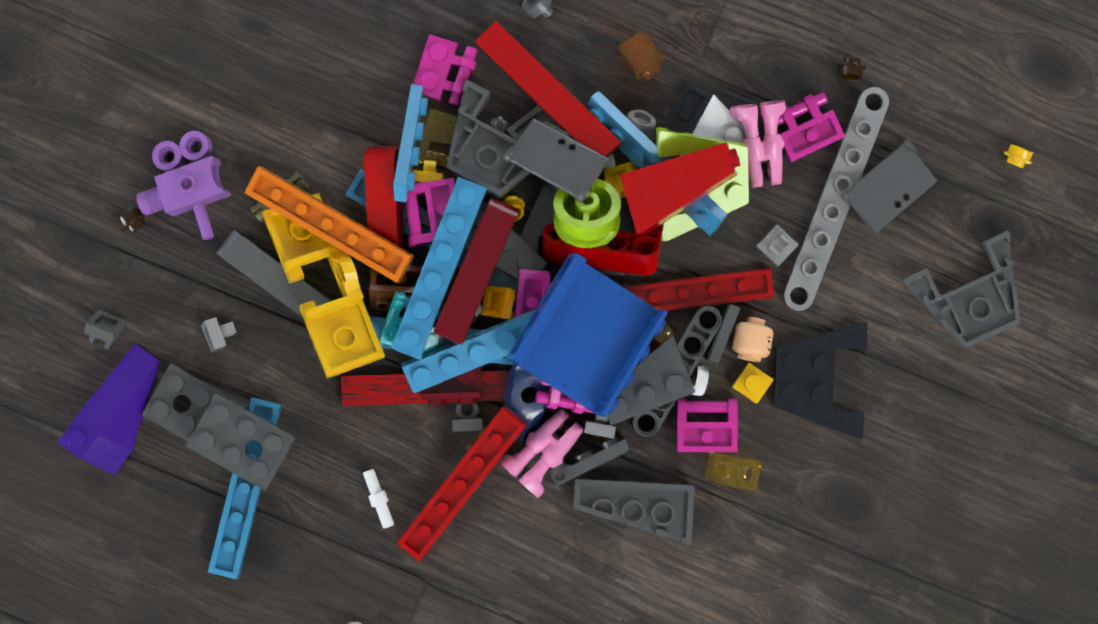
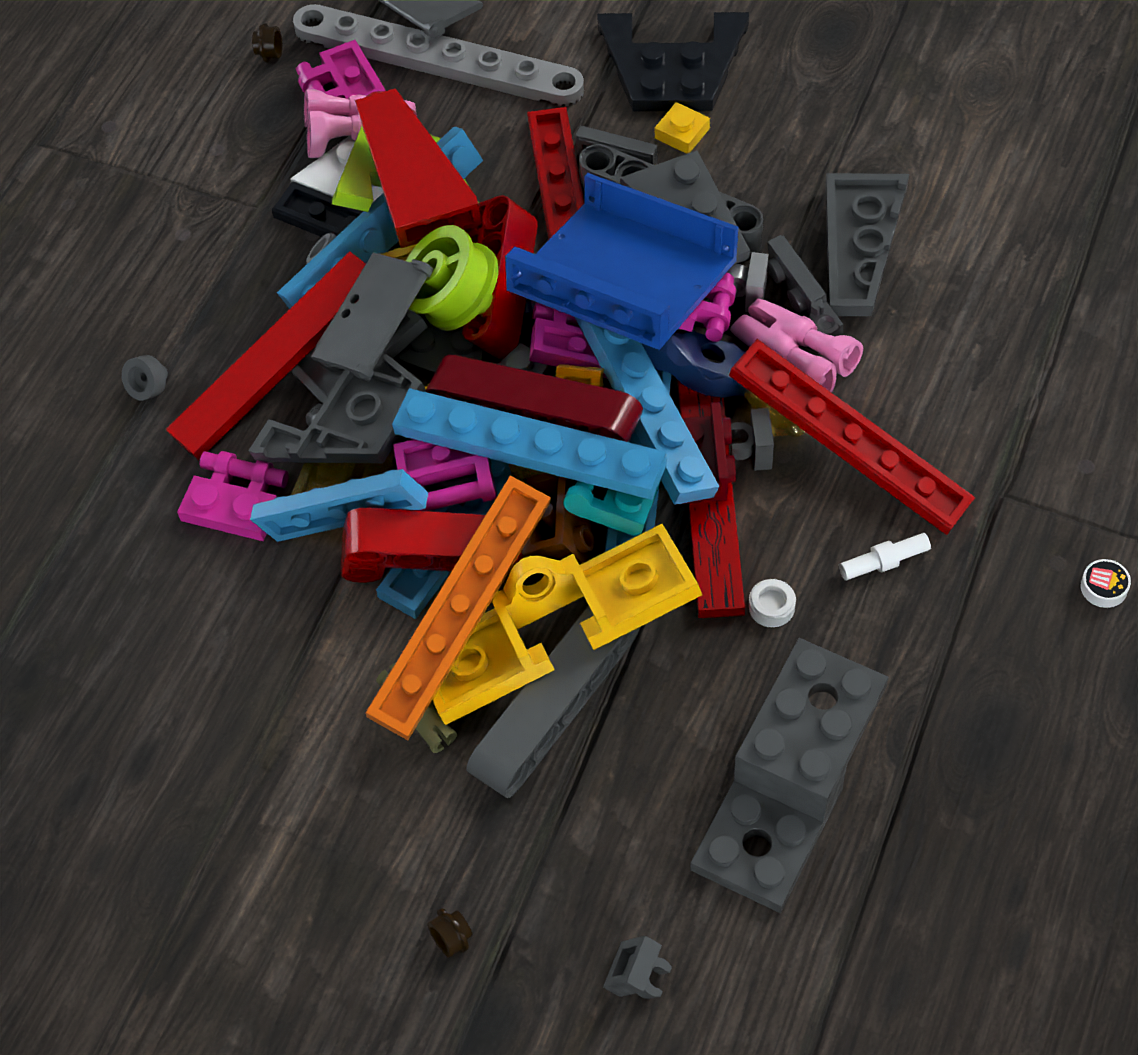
camera: 90 degrees left, 30 degrees down
(110, 420) = (790, 958): dark purple wedge -> none
(185, 186) = (393, 840): medium lavender piece -> none
(215, 334) = (639, 790): light grey tile -> none
(240, 506) = (933, 749): dark azure plate -> none
(349, 423) = (772, 603): none -> white tile
(641, 55) = (231, 255): clear orange brick -> none
(707, 435) = (756, 165): dark pink plate -> none
(732, 471) = (801, 145): clear yellow bracket -> none
(752, 340) = (625, 116): light nougat head -> none
(777, 245) = (496, 109): light grey tile -> none

